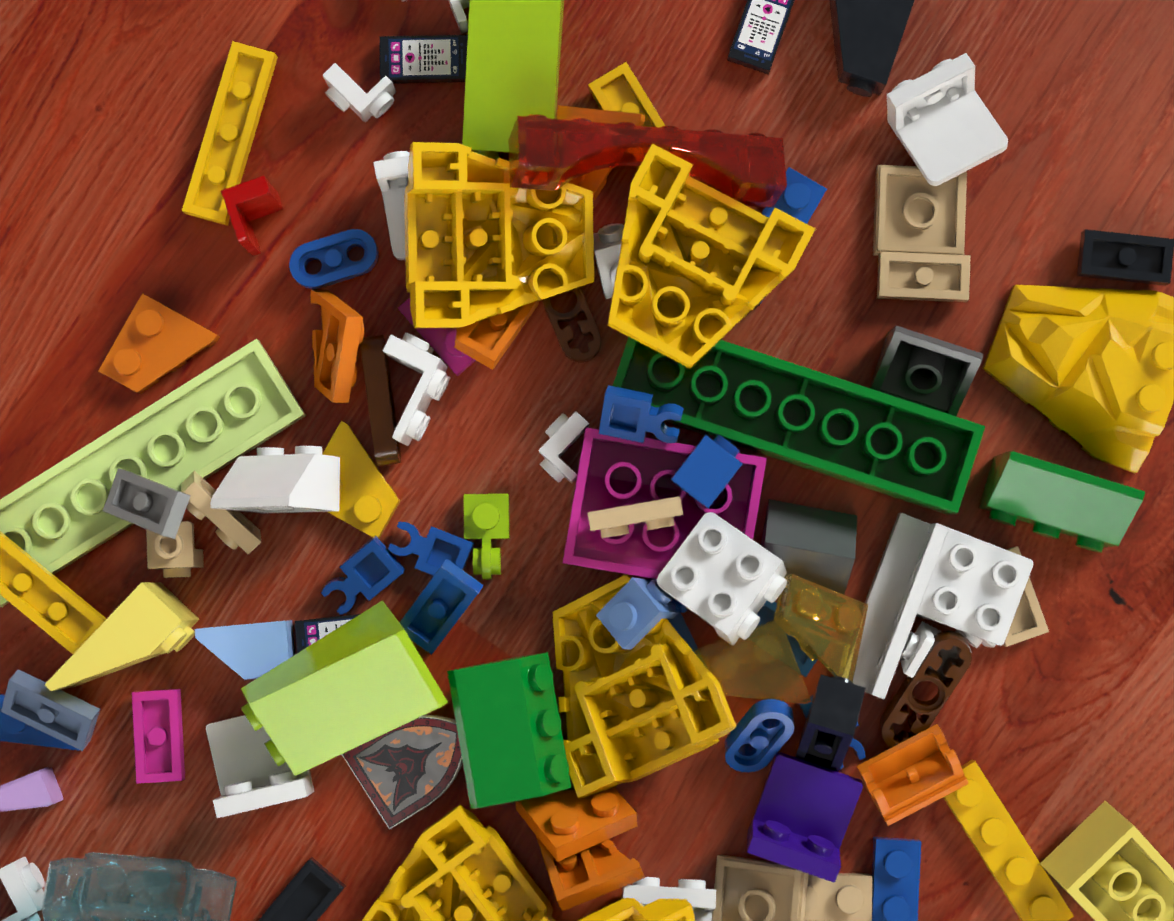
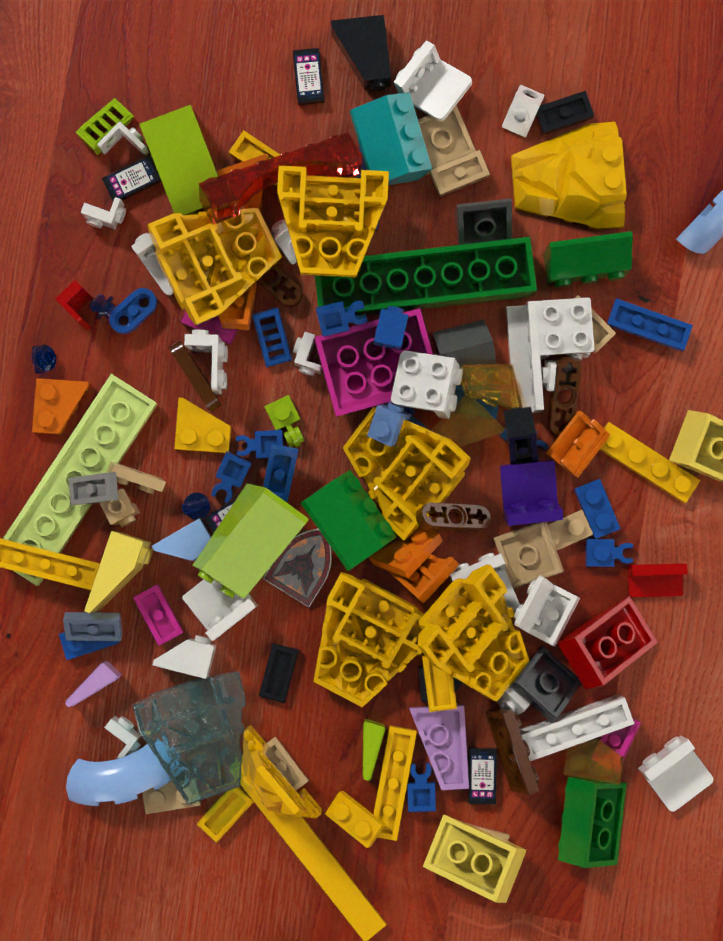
camera: 30 degrees left, 0 degrees up
(166, 268) = (43, 358): none -> clear blue plate
(173, 822) = (189, 657): none -> white slope
(230, 131) = (43, 268): yellow plate -> none
(281, 482) = (162, 444): white slope -> none
(290, 229) = (102, 306): none -> clear blue plate
(291, 597) = (196, 506): none -> clear blue plate
(335, 346) = (156, 357): orange wing -> none
(518, 431) = (273, 312): none -> blue slope
(616, 520) = (373, 364): tan plate -> none
(652, 800) = (443, 522): none -> reddish brown beam
(759, 735) = (486, 455): blue plate -> none
(844, 177) = (391, 138): none -> teal slope
(1064, 225) = (522, 111): none -> white bracket
(1106, 642) = (649, 325): none -> blue plate

